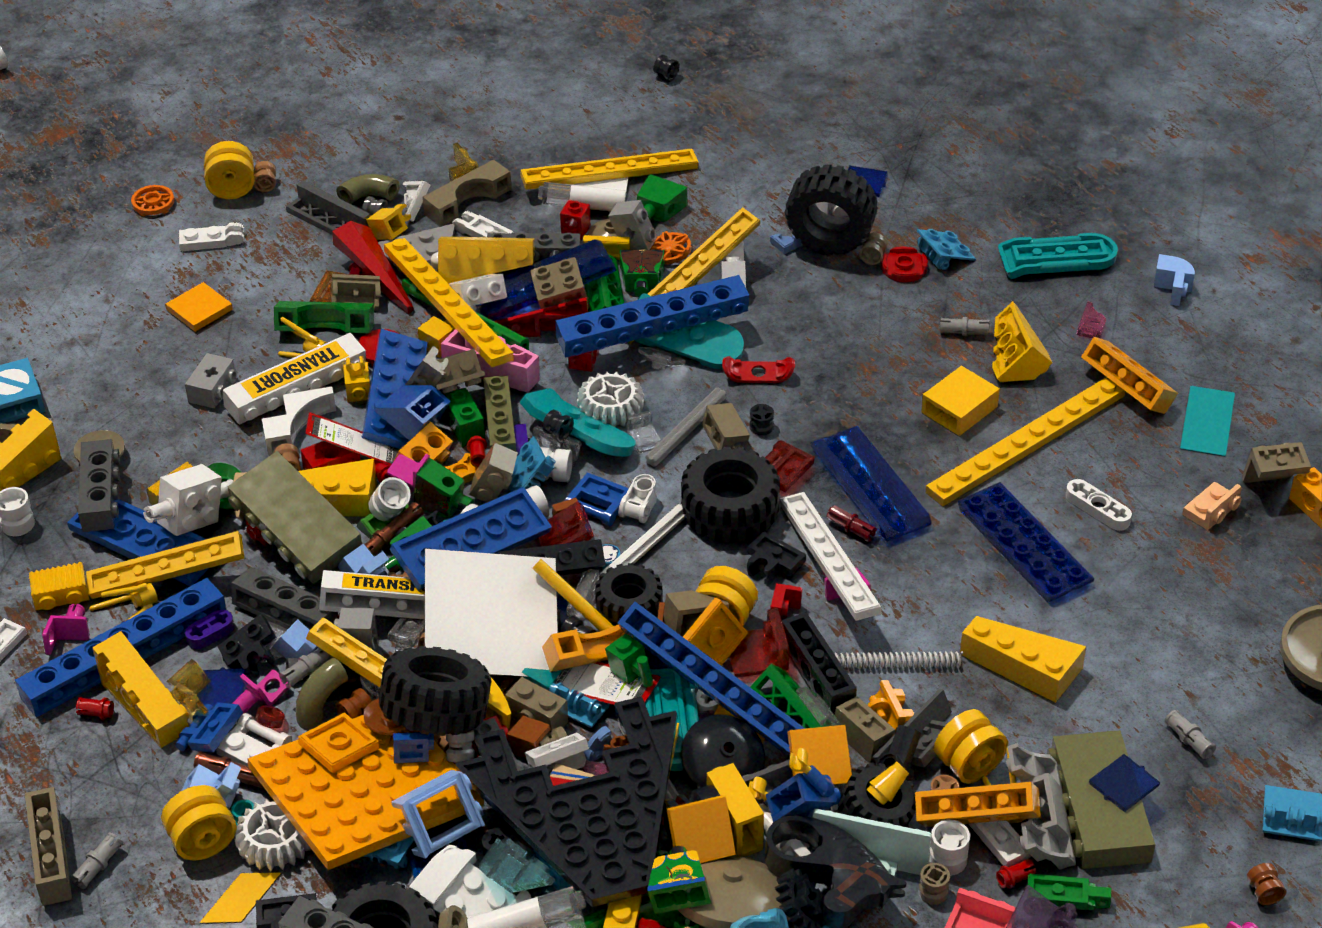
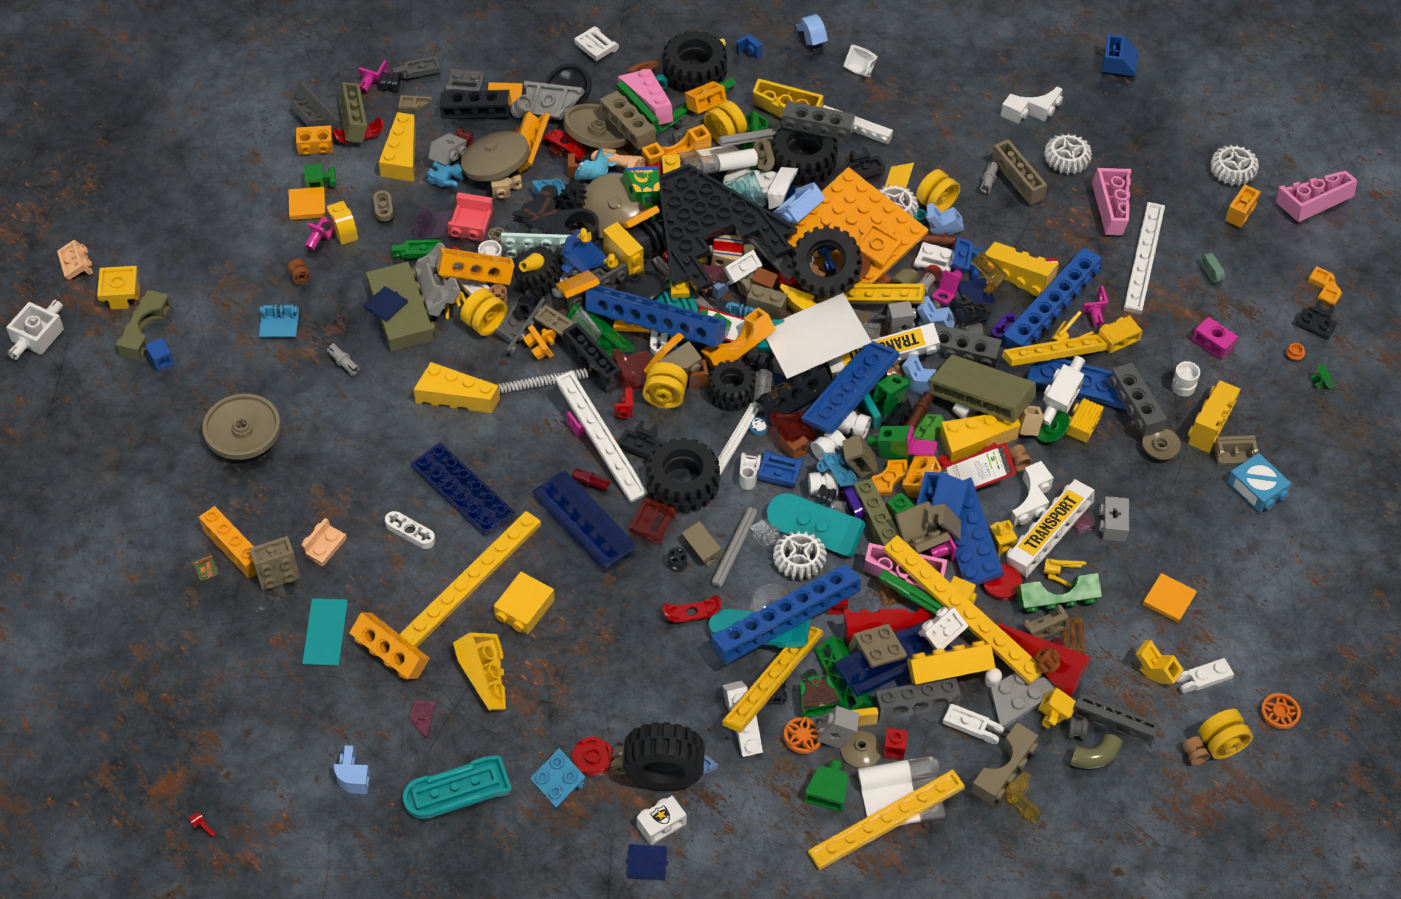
camera: 165 degrees right, 10 degrees up
(255, 240) = (1158, 667): none -> yellow brick
(379, 236) = (1047, 660): none -> dark orange gear
(389, 499) = (924, 418): white wheel -> none
(413, 197) = (1051, 753): white tile -> none
(477, 448) = (883, 488): red pin -> none
(571, 595) = (772, 362): yellow piece -> none
(964, 326) = (529, 686): light grey pin -> none

